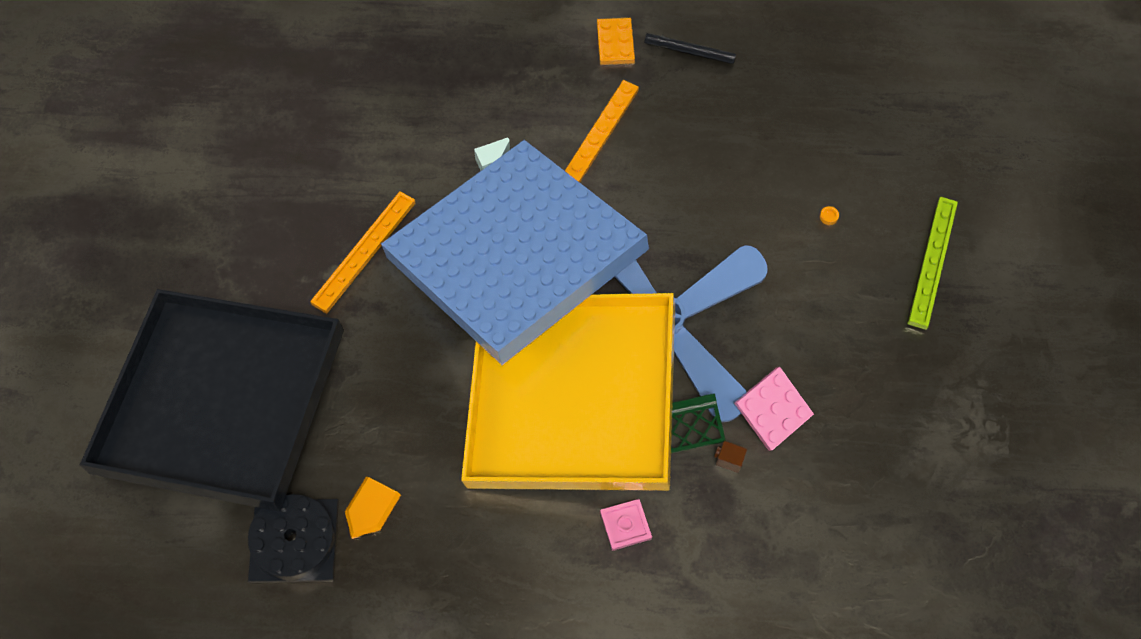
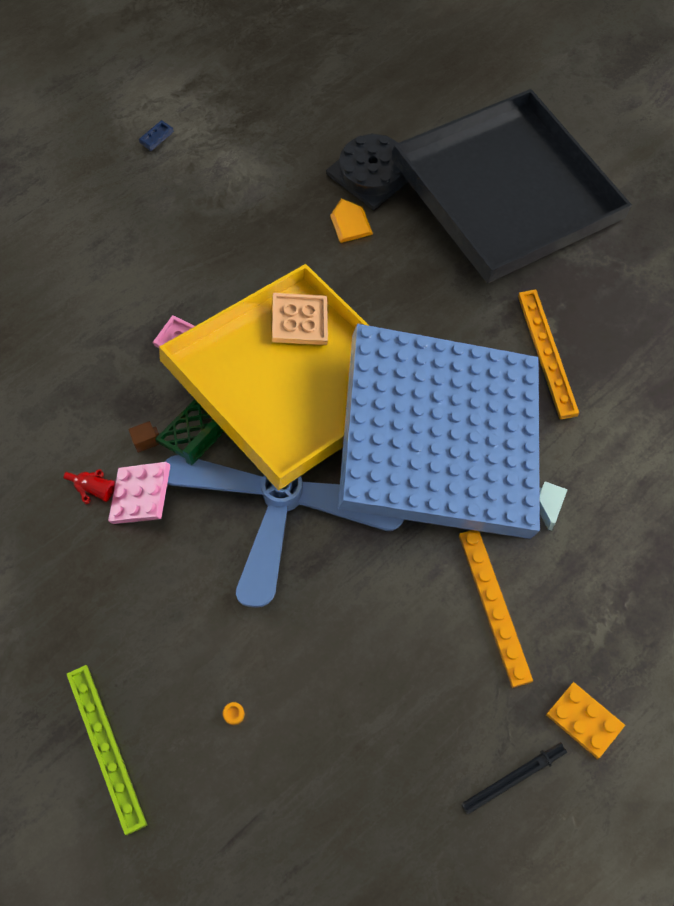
camera: 140 degrees right, 0 degrees up
(518, 434) = (299, 319): none -> light nougat plate
(808, 457) = (93, 484): none -> red piece

